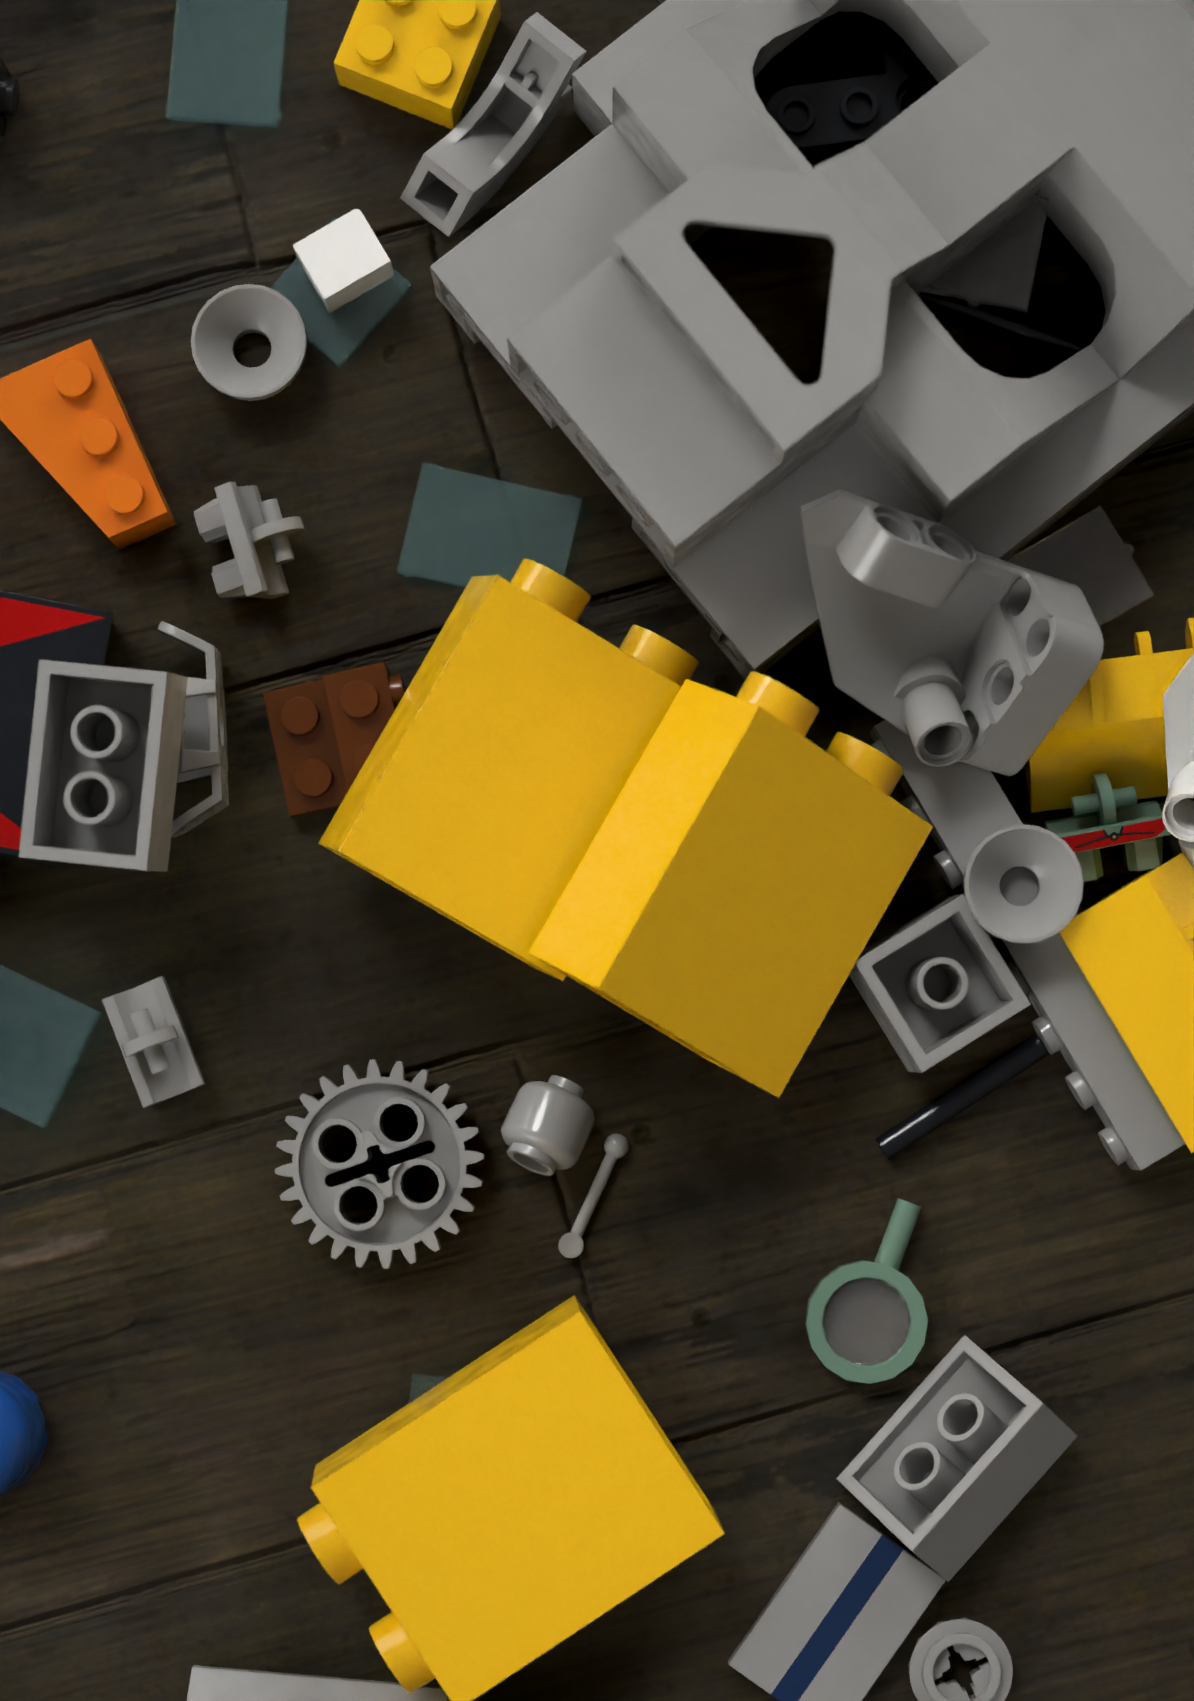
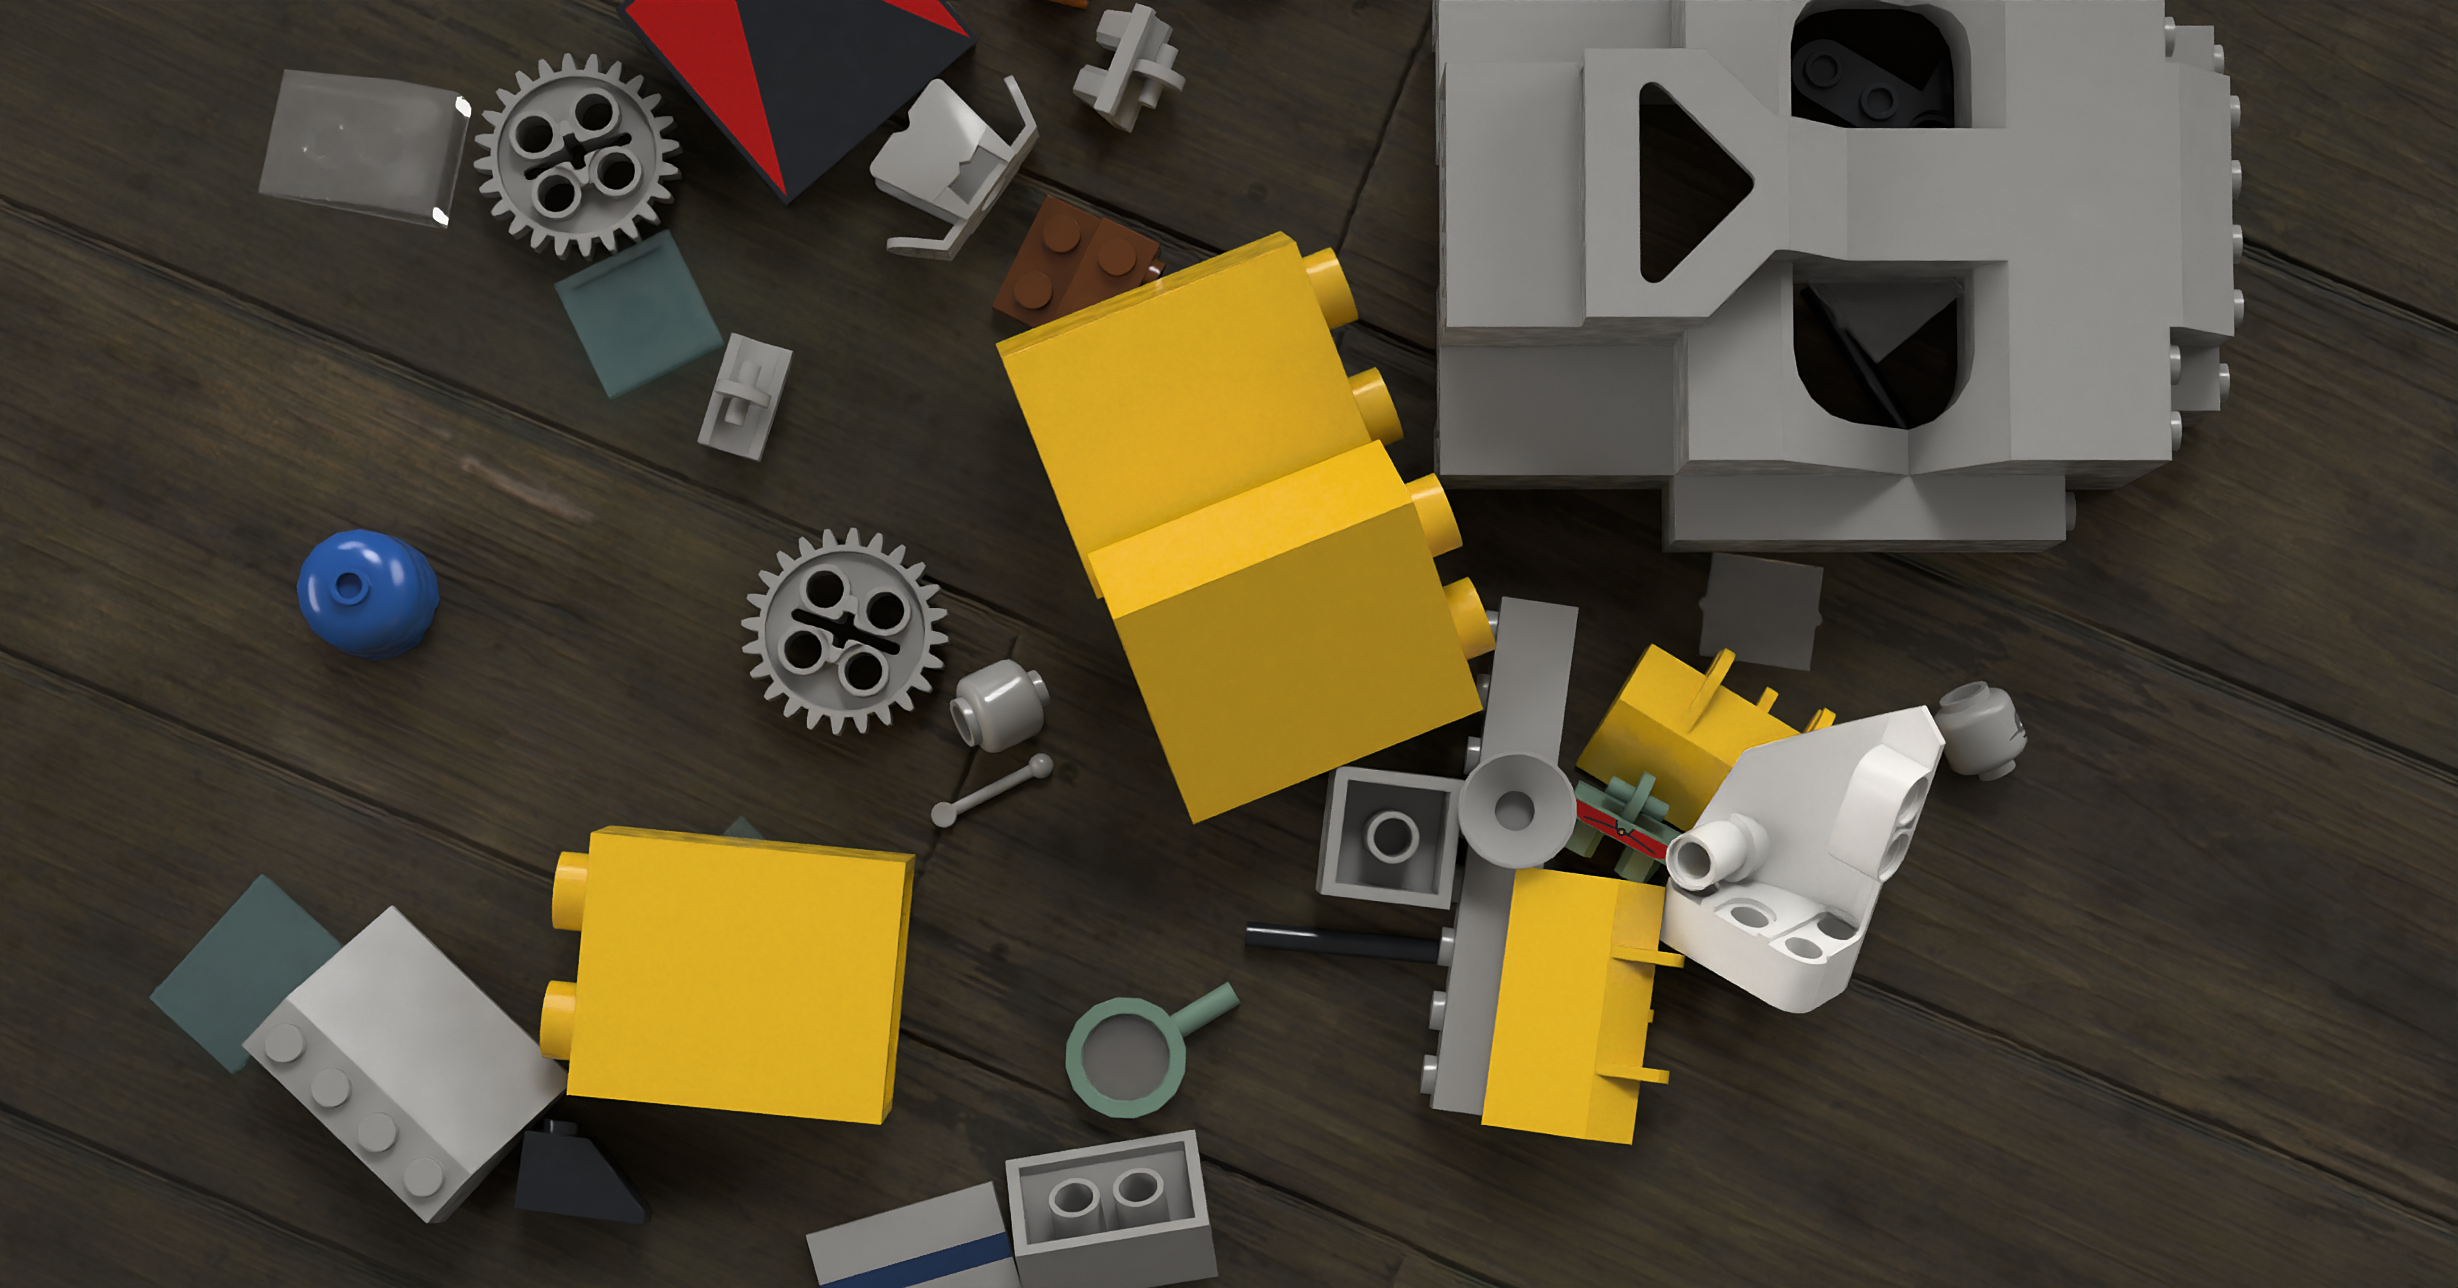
camera: 35 degrees right, 0 degrees up
(103, 766) = (874, 150): light grey brick -> none
(484, 527) = (1324, 201): clear light blue piece -> none
(944, 637) = (1605, 566): light grey panel -> none

